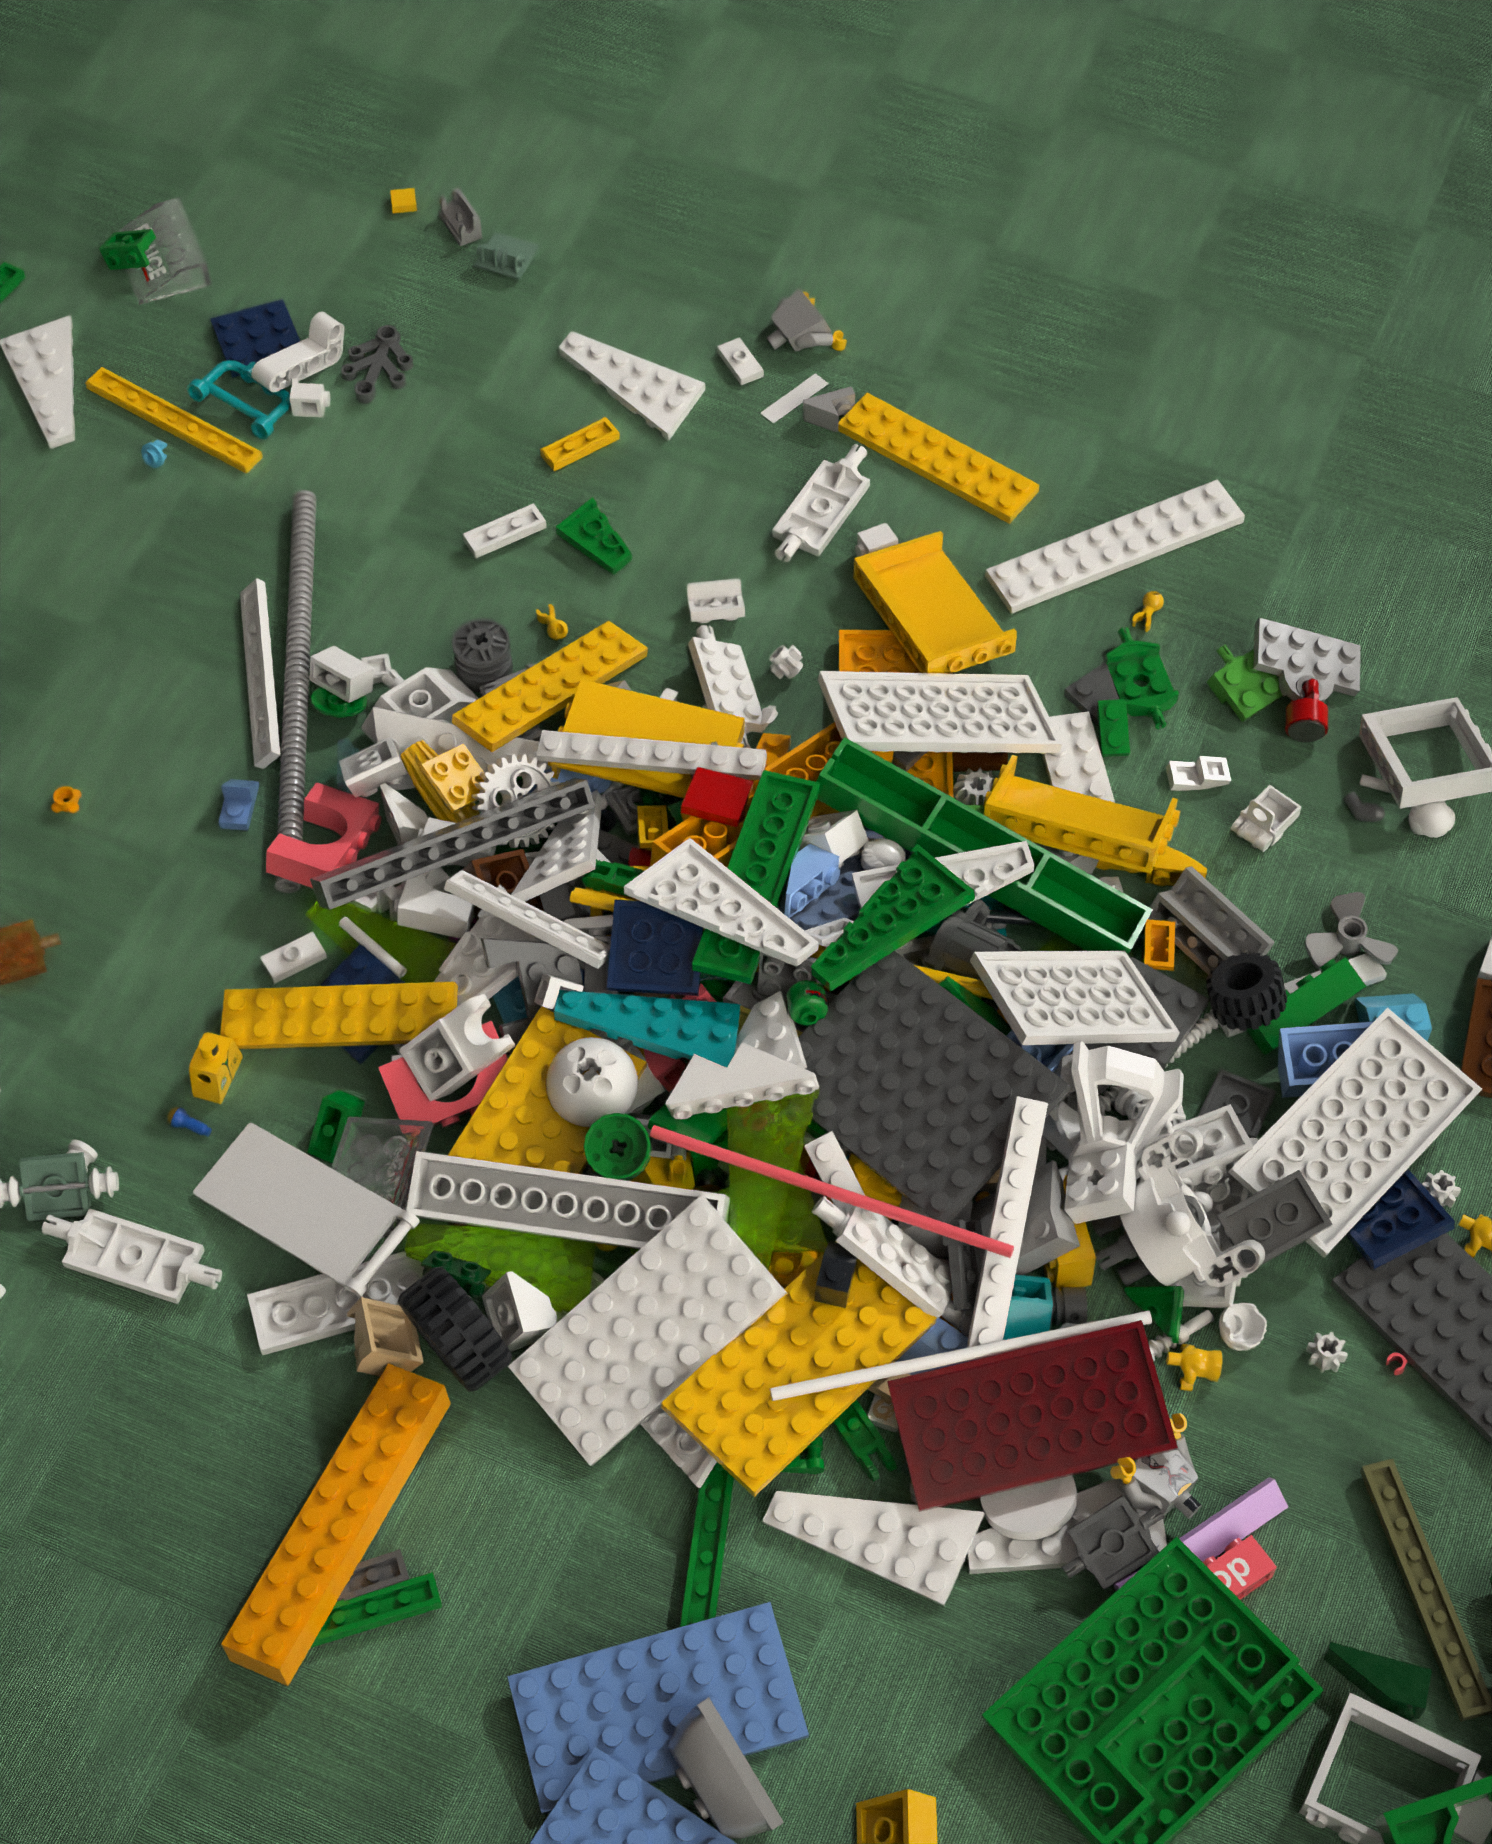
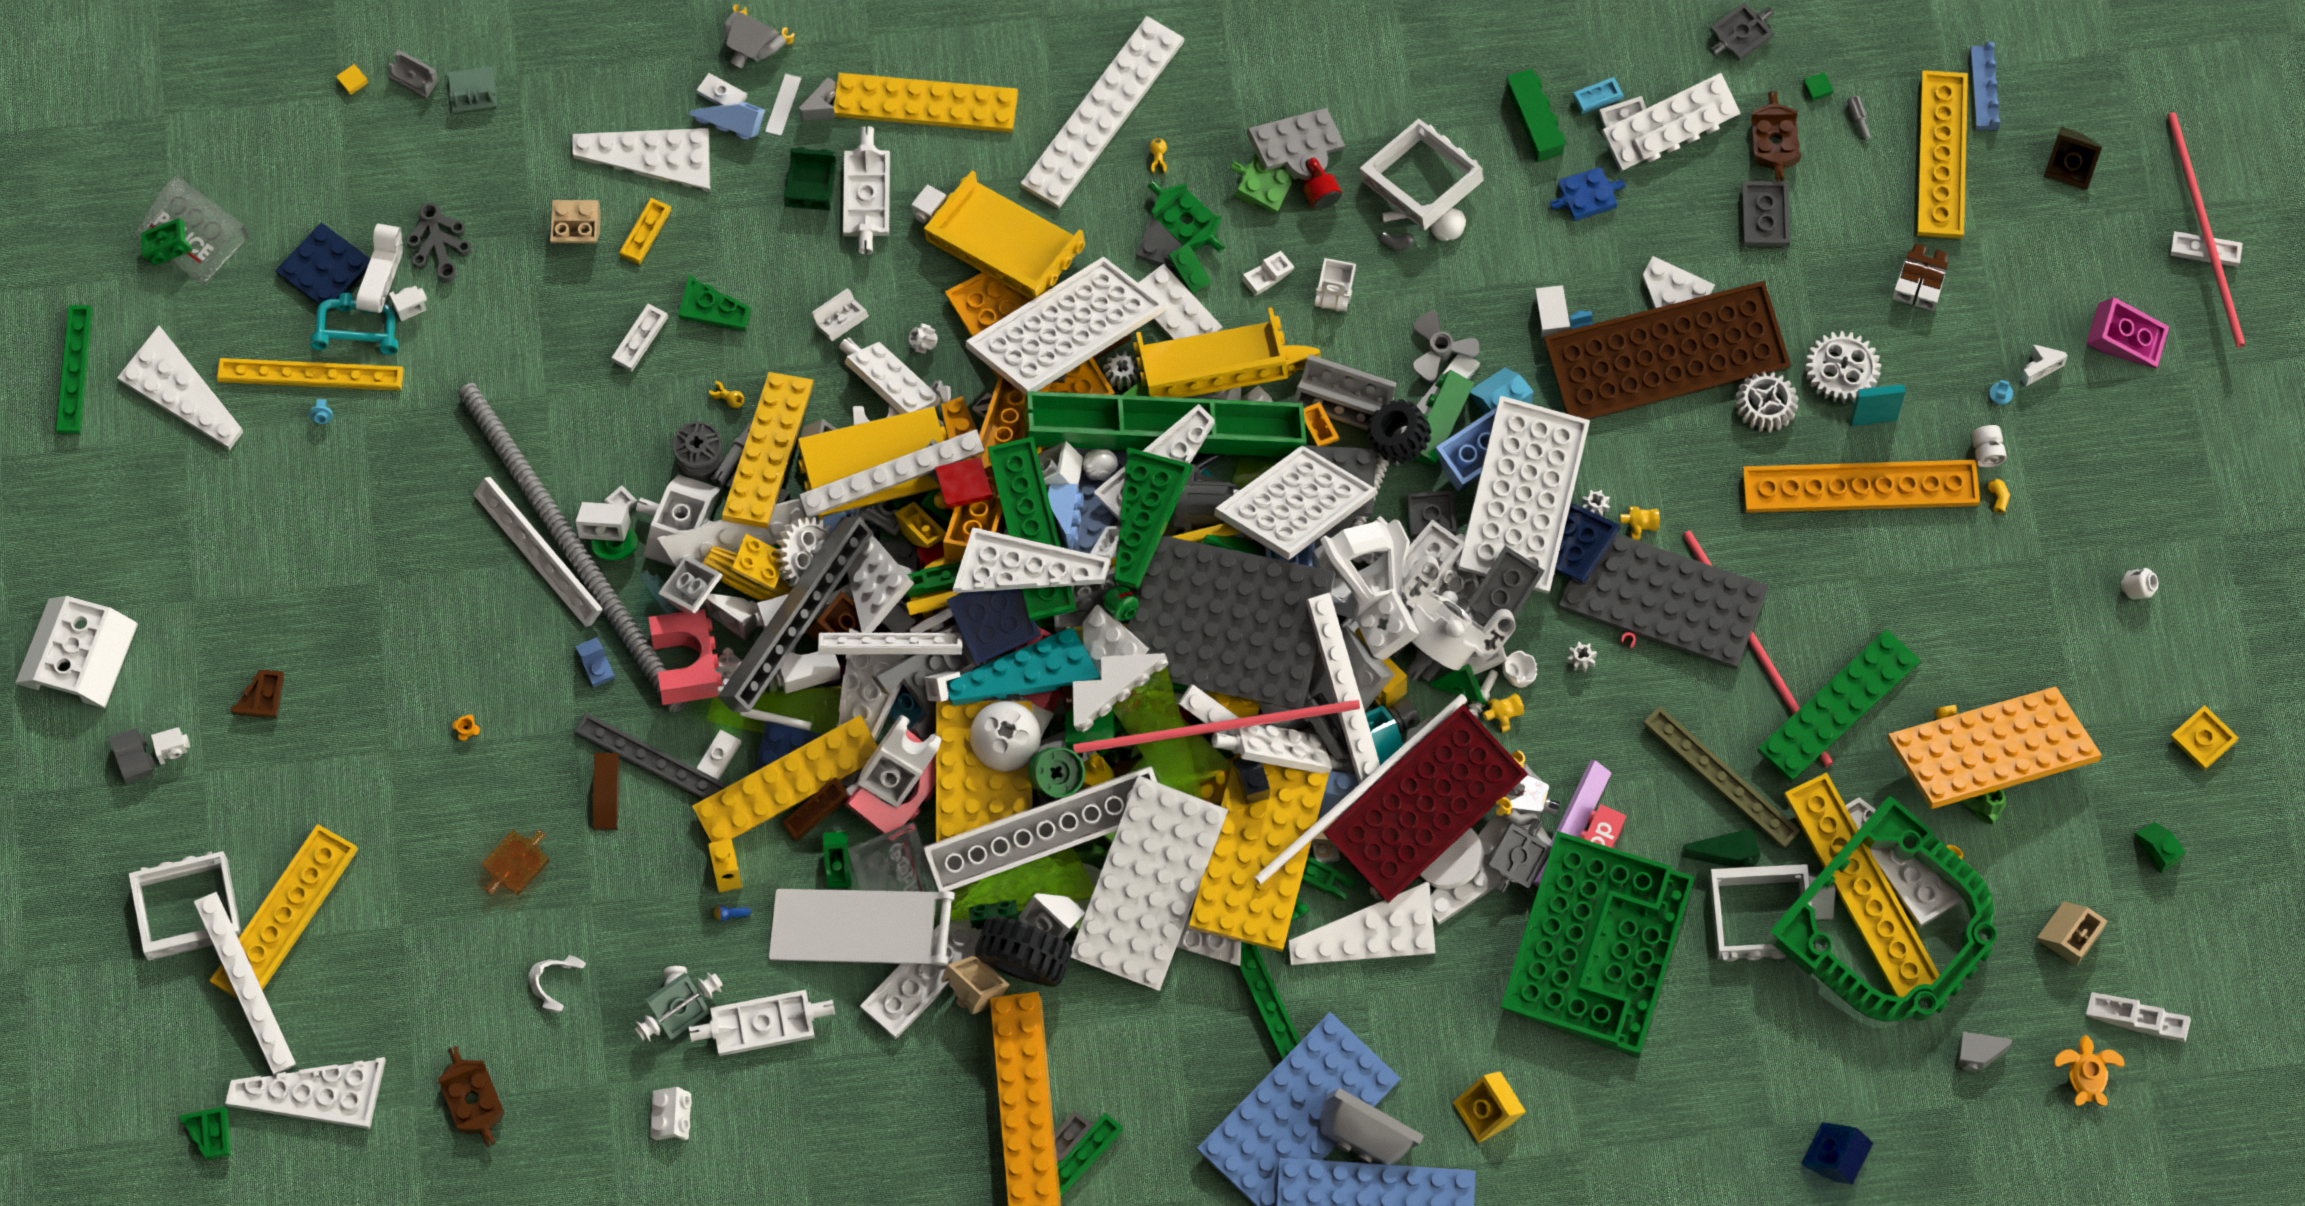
camera: 30 degrees left, 10 degrees up
(152, 930) = (606, 791): none -> reddish brown slope
(220, 920) = (647, 757): none -> dark grey tile
(349, 1060) = (816, 809): none -> reddish brown plate
(517, 400) = (575, 221): none -> tan slope
(734, 380) = (738, 117): none -> light blue slope
(774, 471) = (810, 179): none -> dark green panel

